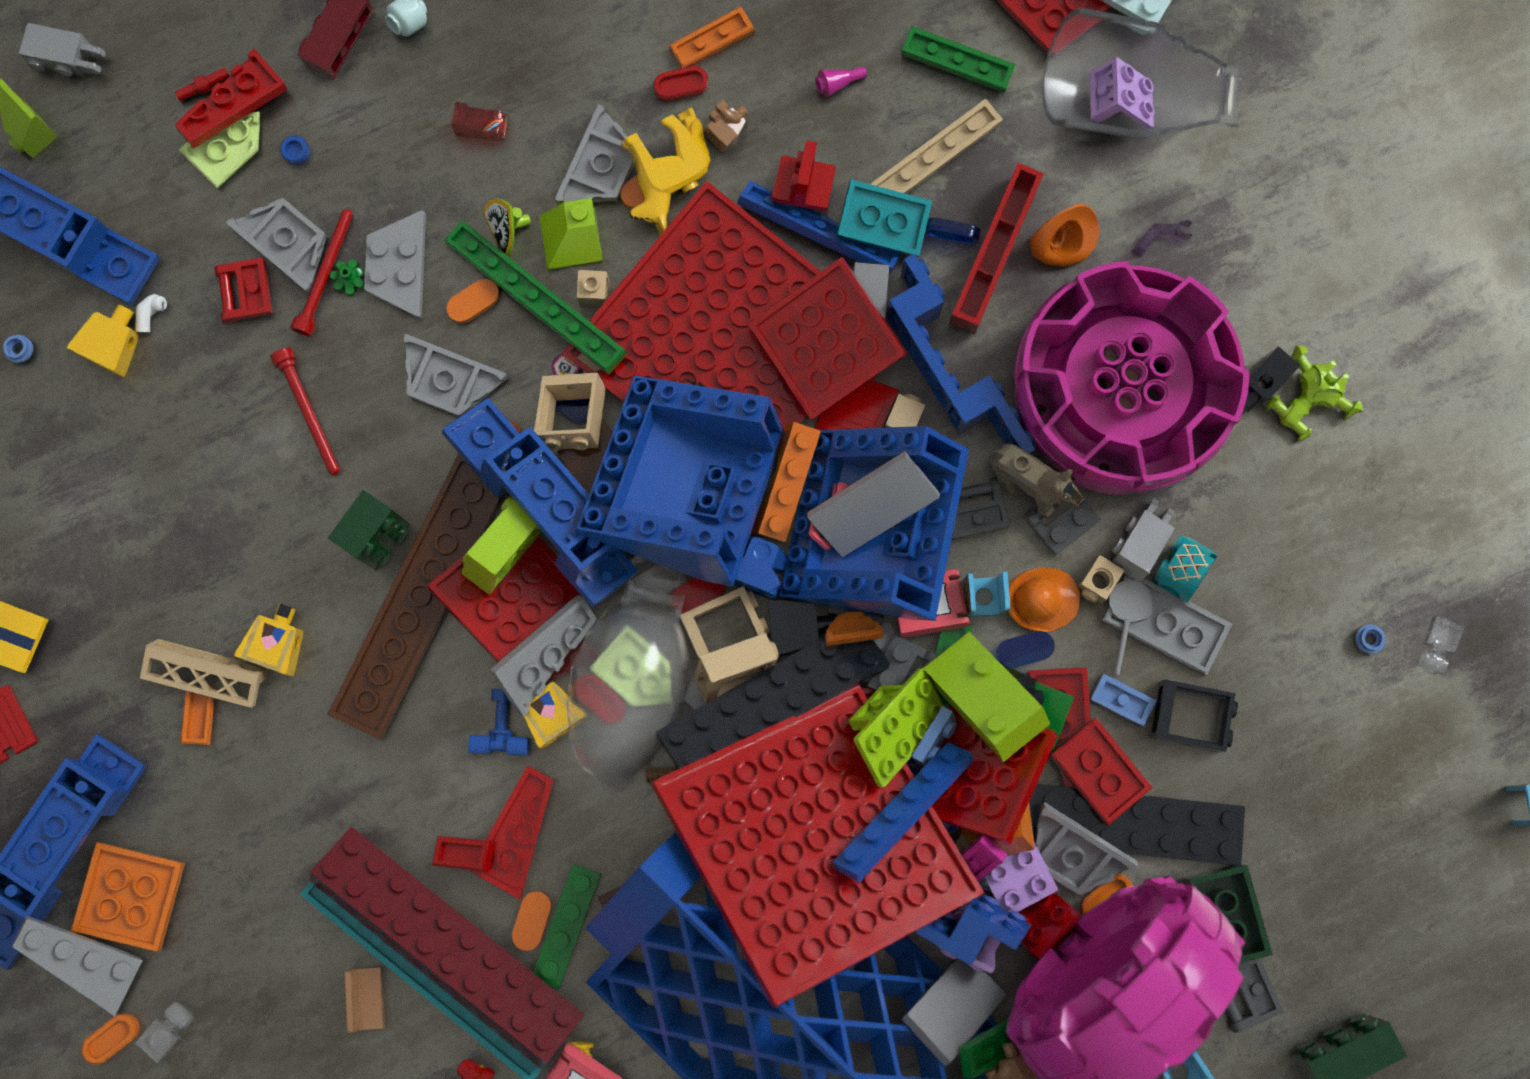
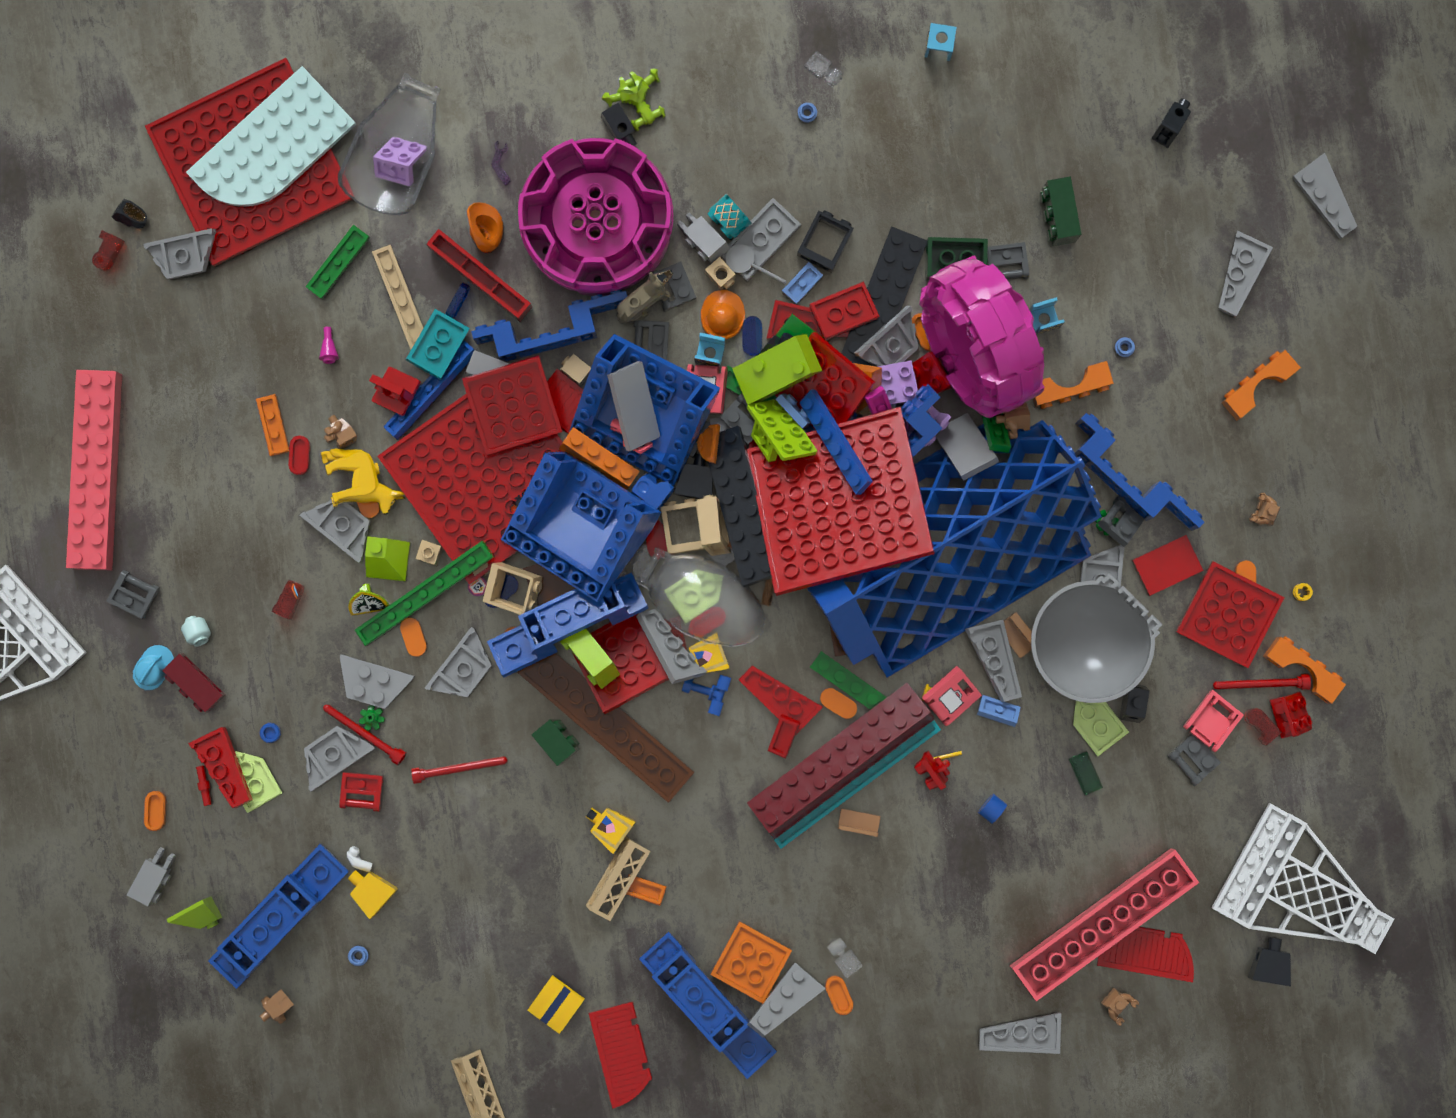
camera: 75 degrees left, 5 degrees up
(154, 32) = (155, 811): none -> orange tile

